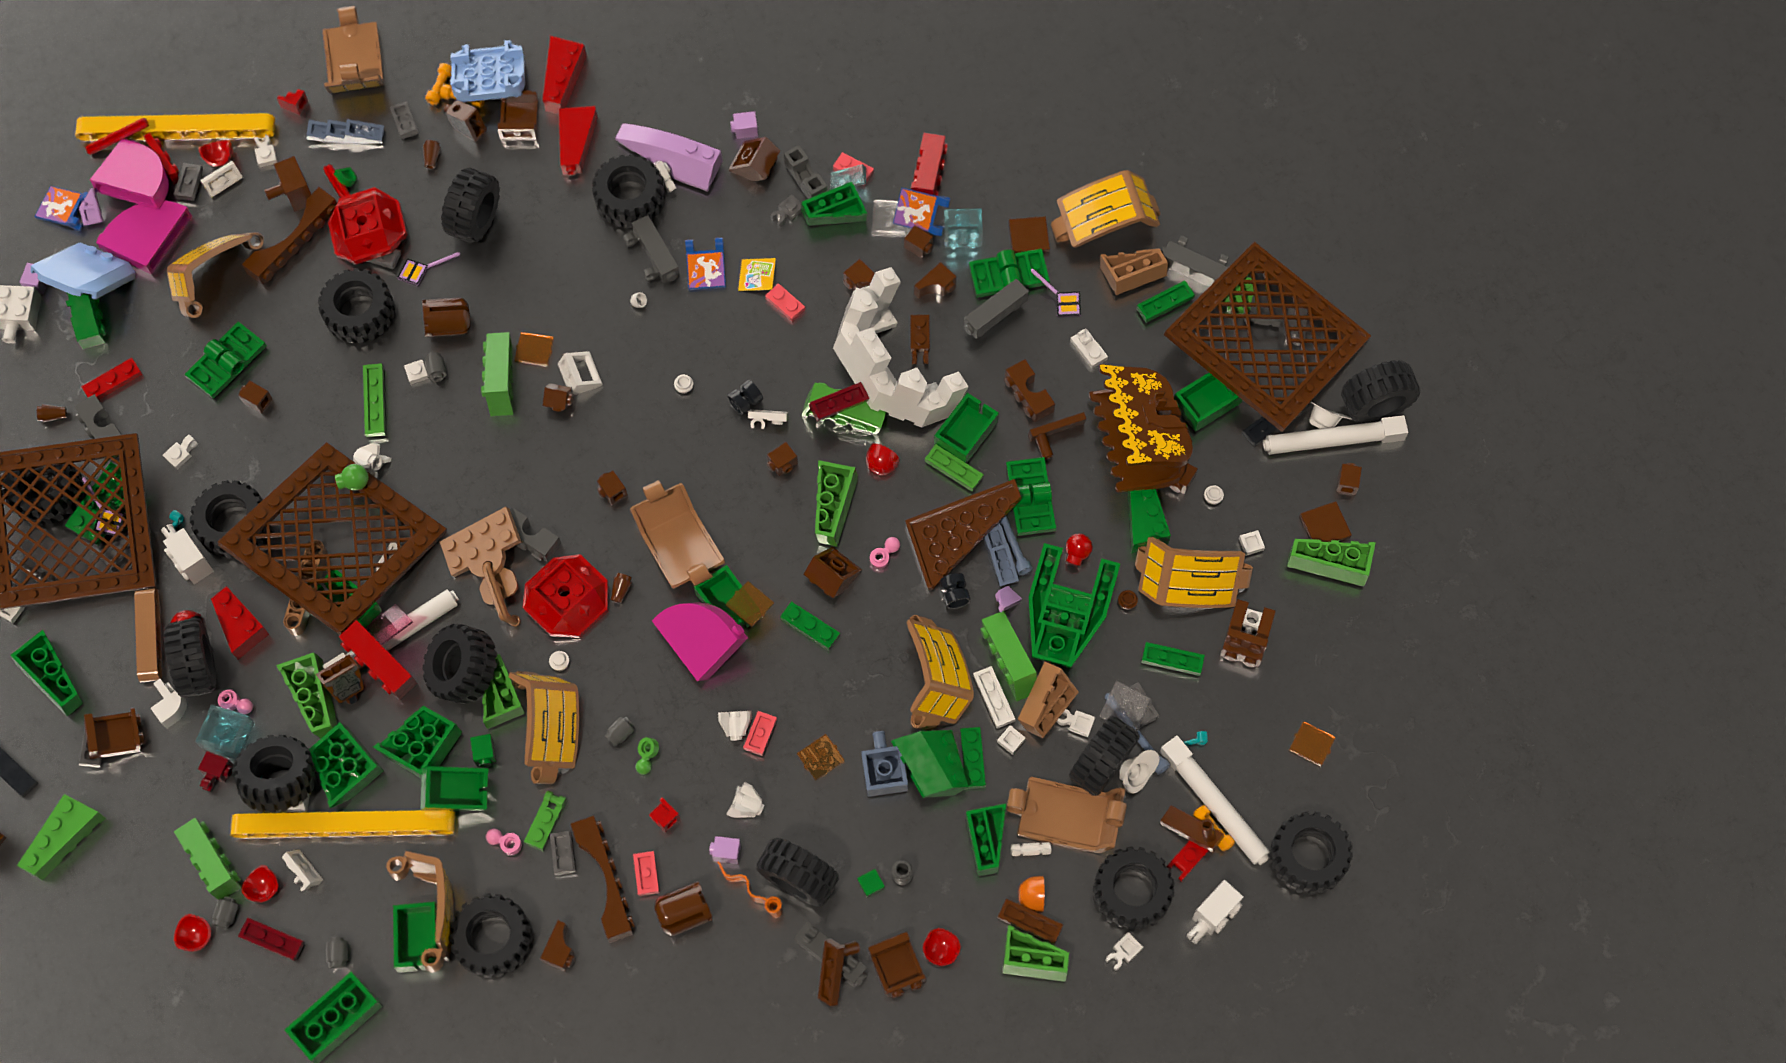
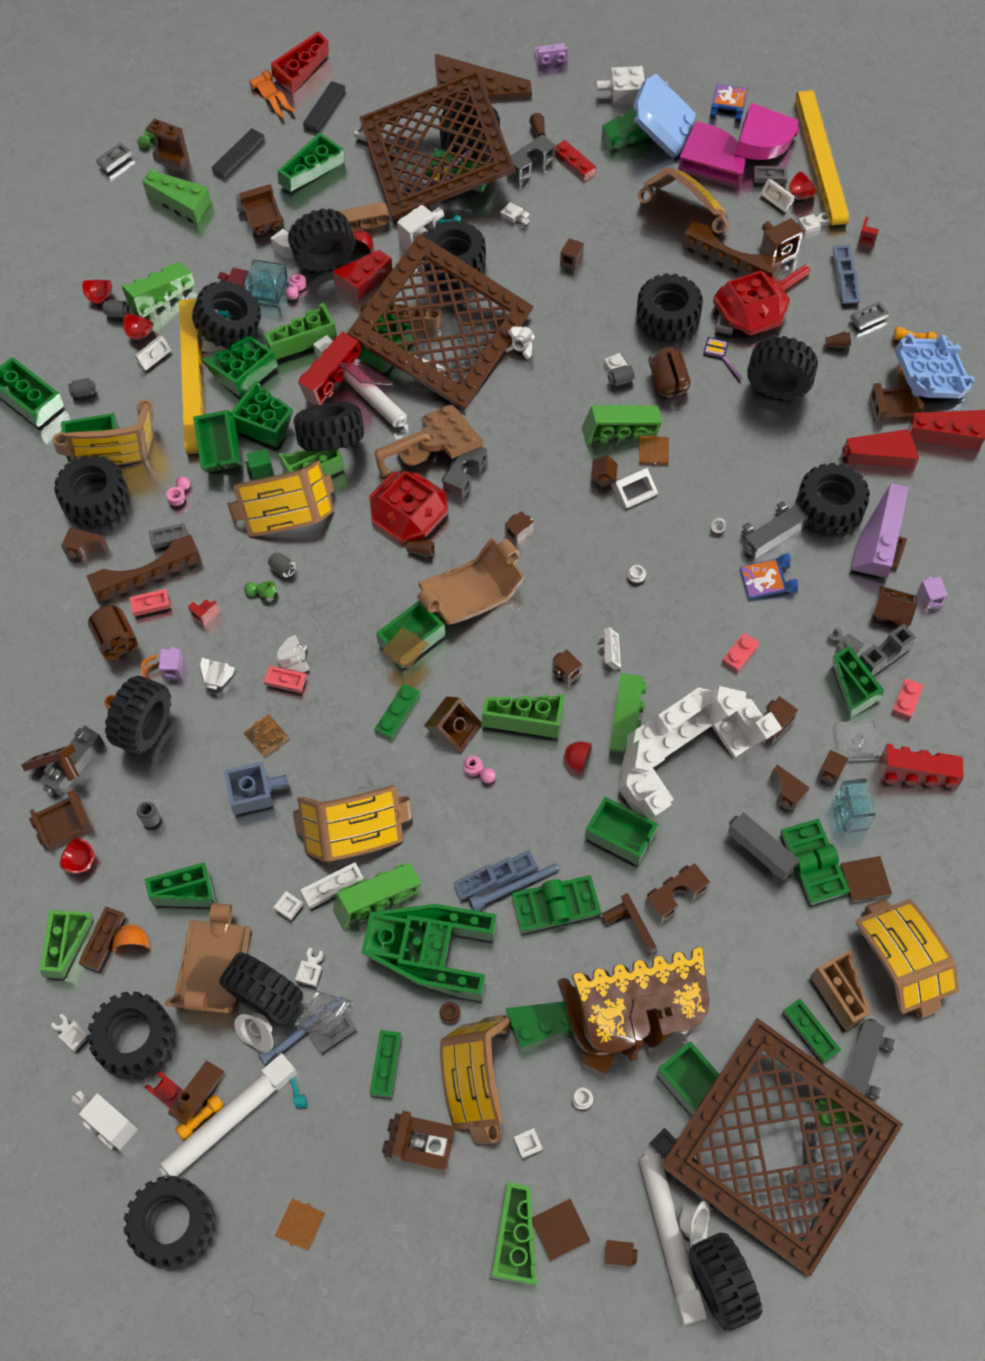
camera: 85 degrees right, 5 degrees down
(90, 209) = (728, 115): lavender tile -> none
(117, 136) = (799, 115): red axle -> none
(155, 145) = (789, 151): red plate -> none
(225, 359) = (604, 227): green plate -> none
(271, 939) = (94, 343): dark red plate -> none
(342, 680) = (309, 346): torso -> none
(346, 176) = (800, 282): green tile -> none
(352, 54) = (928, 267): medium nougat panel -> none
(352, 477) = (497, 324): bright green piece -> none
(374, 400) = (582, 336): bright green plate -> none
(465, 120) = (882, 353): reddish brown torso -> none
(545, 821) = (199, 520): bright green plate -> none
(559, 660) = (347, 510): white plate -> none
(664, 173) = (856, 526): white plate -> none
(700, 636) = (372, 612): dark pink brick -> none
(749, 392) = (629, 627): black wheel -> none
(757, 274) = (767, 623): sticker -> none
(839, 401) = (625, 700): dark red plate -> none
(855, 174) = (893, 691): clear light blue plate -> none
(871, 883) = (142, 791): green tile -> none
(919, 210) = (867, 759): flag -> none
(920, 337) = (722, 781): reddish brown hinge -> none
(933, 762) = (255, 828): green wedge -> none
(952, 531) = (507, 829): reddish brown wing -> none
(954, 467) = (575, 830): bright green plate -> none
(955, 592) = (435, 840): black wheel -> none
(973, 757) = (269, 872): green plate -> none
(1007, 598) = (437, 887): lavender tile -> none
(1030, 849) = (176, 934): white axle -> none
(1047, 700) = (326, 934): medium nougat wedge -> none
(1067, 302) = (791, 925): piece -> none
(1078, 548) = (499, 955): red piece -> none
(1089, 348) = (740, 952): white plate -> none

